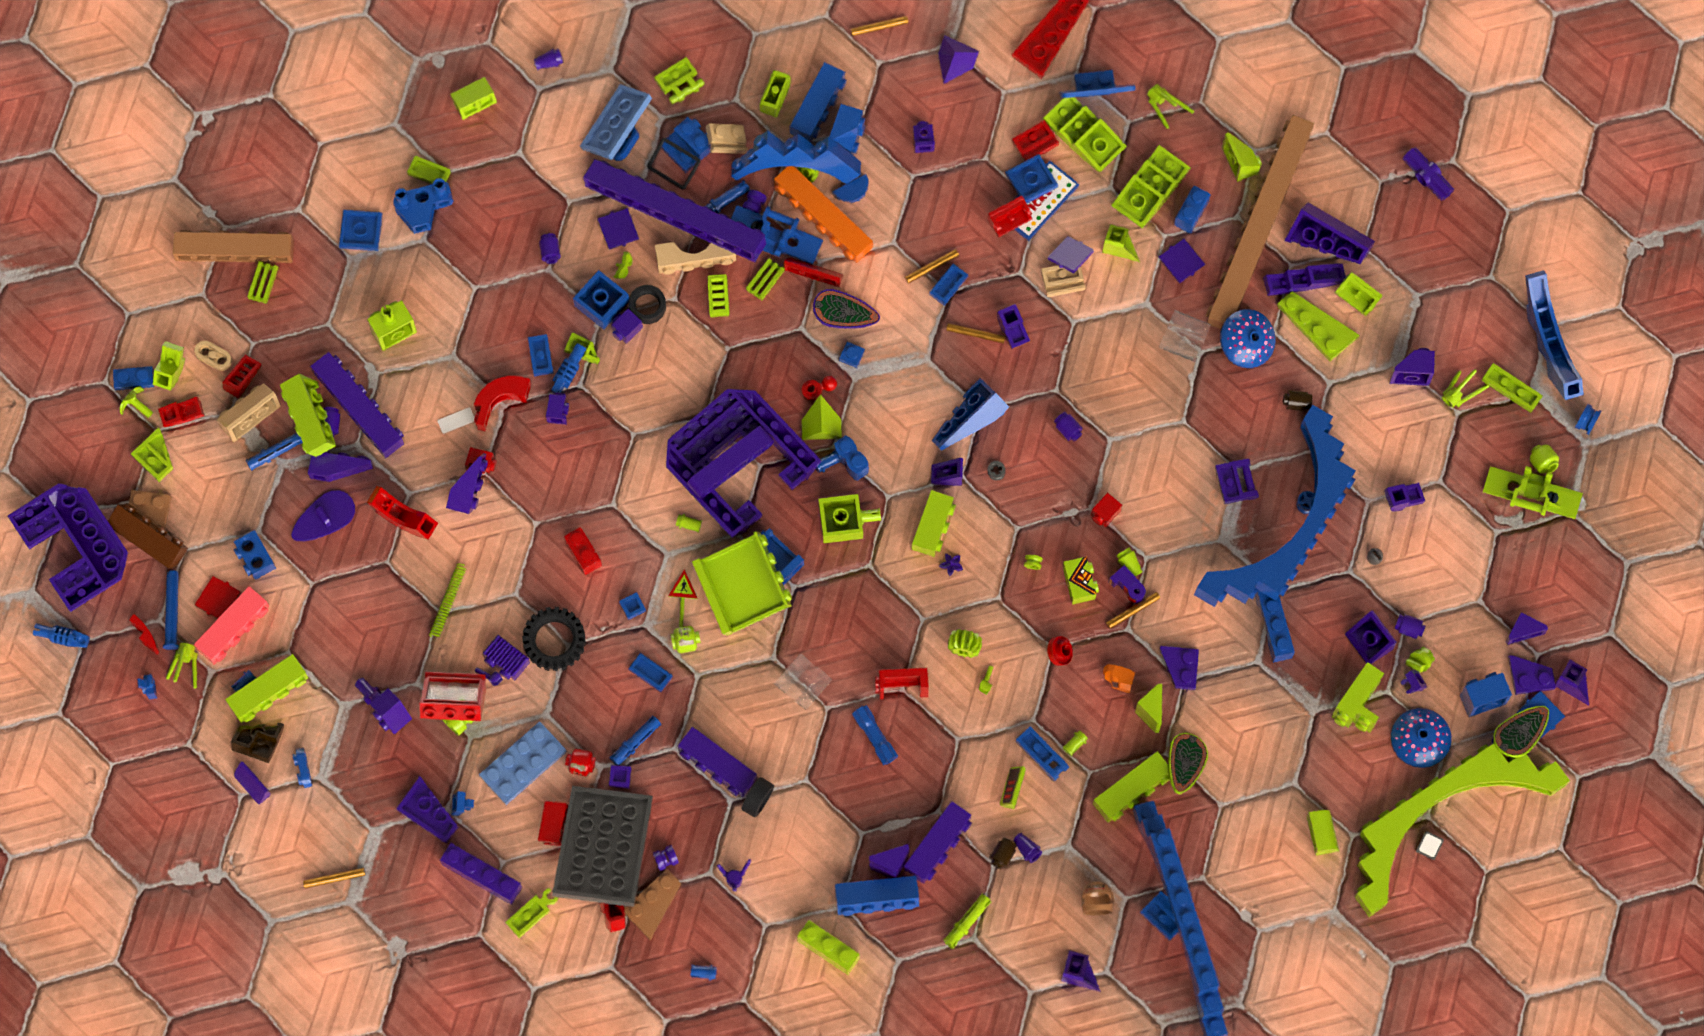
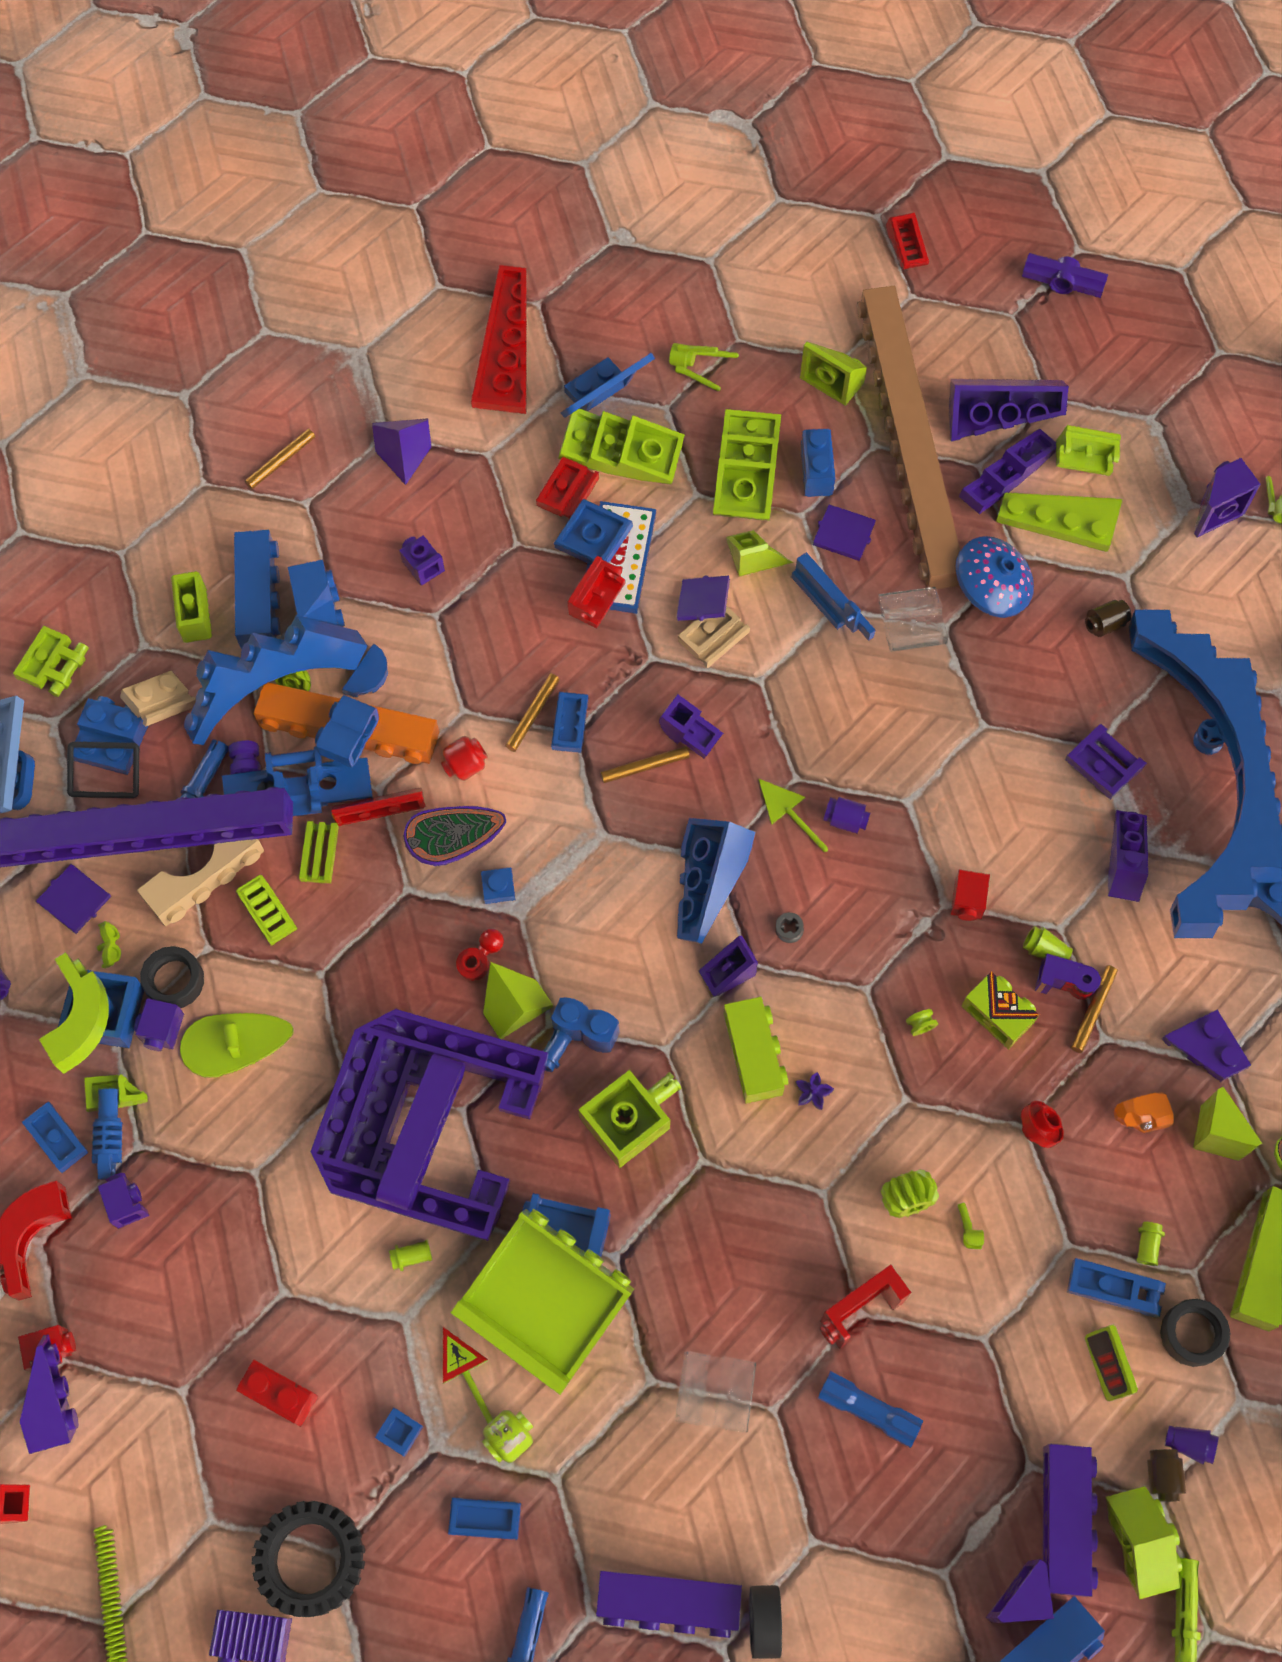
camera: 30 degrees left, 5 degrees down
(588, 305) = (86, 1022): none -> lime arch
(659, 358) = (232, 1042): none -> lime shield
(818, 220) = (347, 731): none -> blue brick
(876, 271) = (464, 758): none -> red head
(968, 873) = (1146, 1542): none -> lime brick
(1039, 398) = (781, 801): none -> lime piece
(1066, 782) = (1216, 1318): none -> black tyre
(1142, 295) = (829, 597): none -> blue piece
(1210, 540) = (1128, 856): none -> dark purple slope
(1351, 81) = (910, 222): none -> red slope

